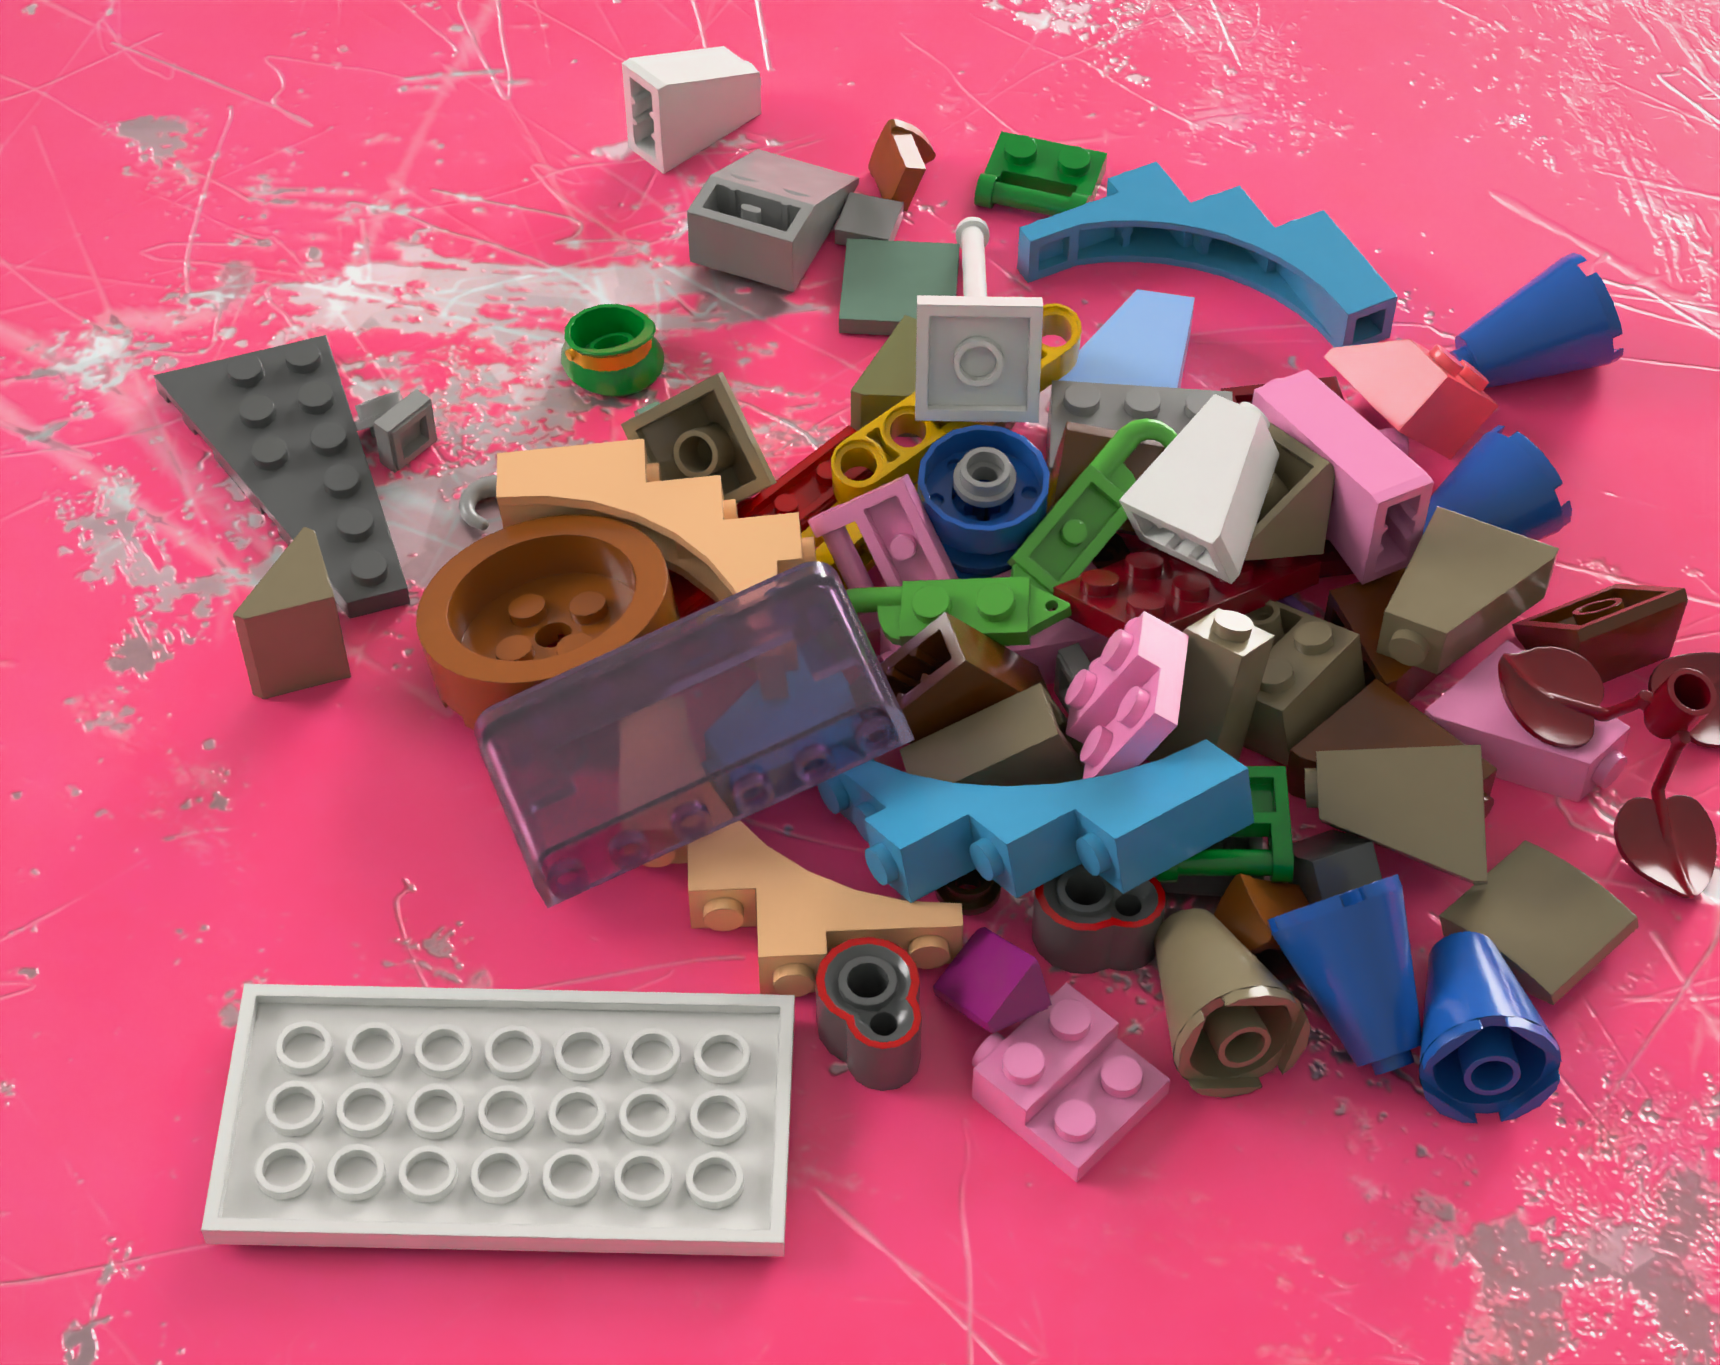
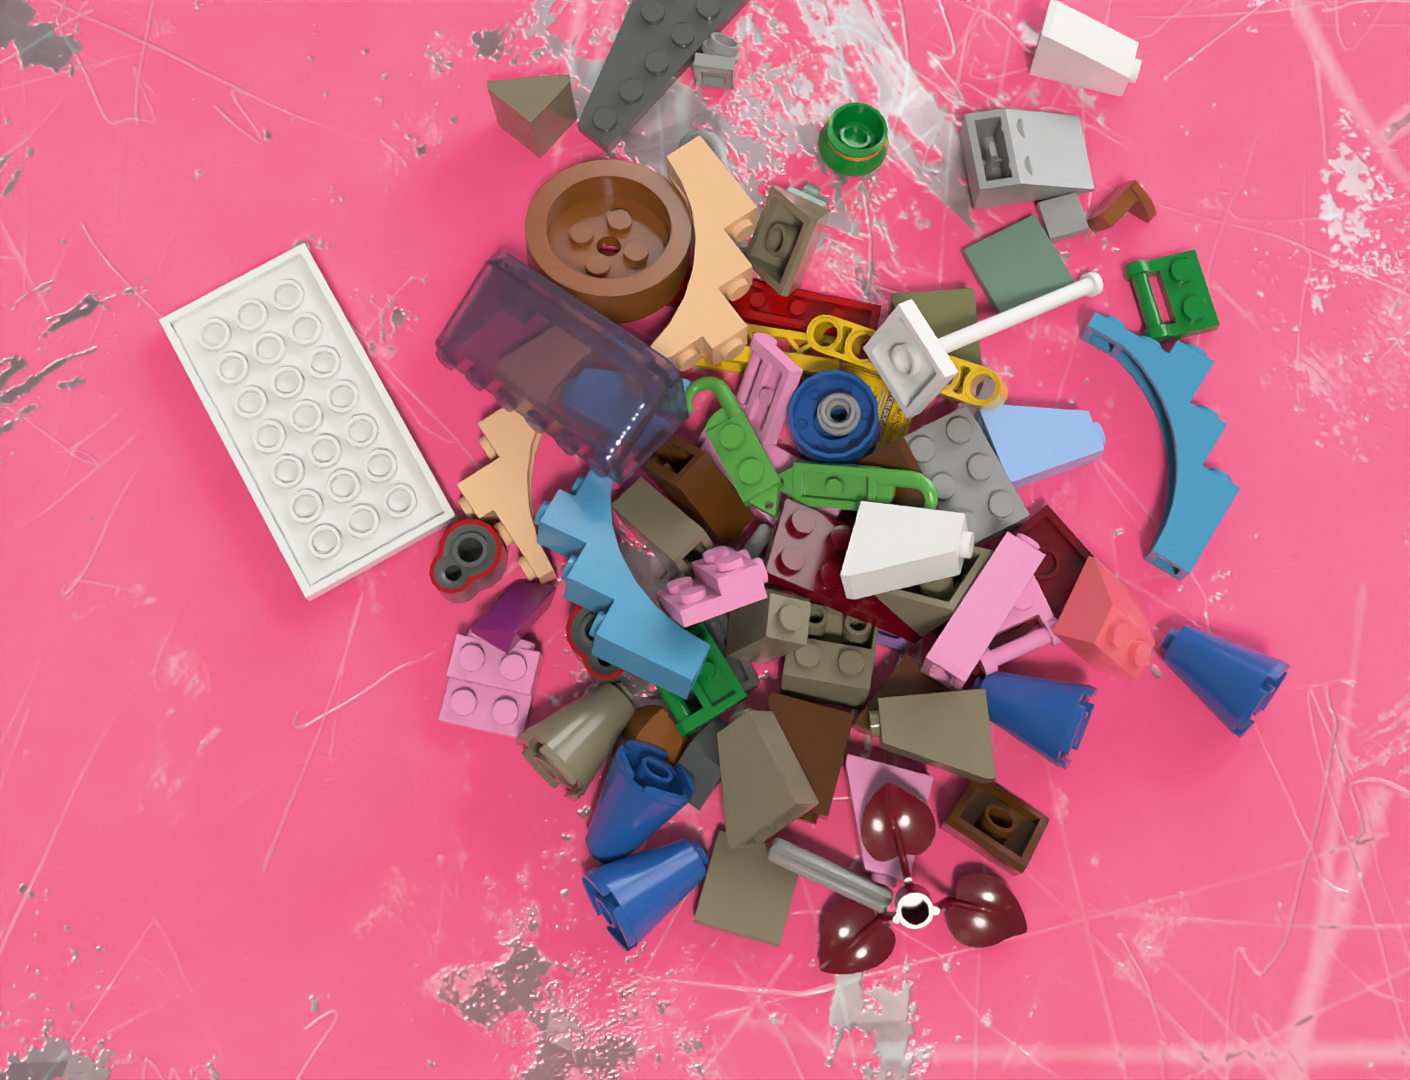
camera: 65 degrees right, 25 degrees up
(1572, 814) = (830, 875): none -> light grey axle

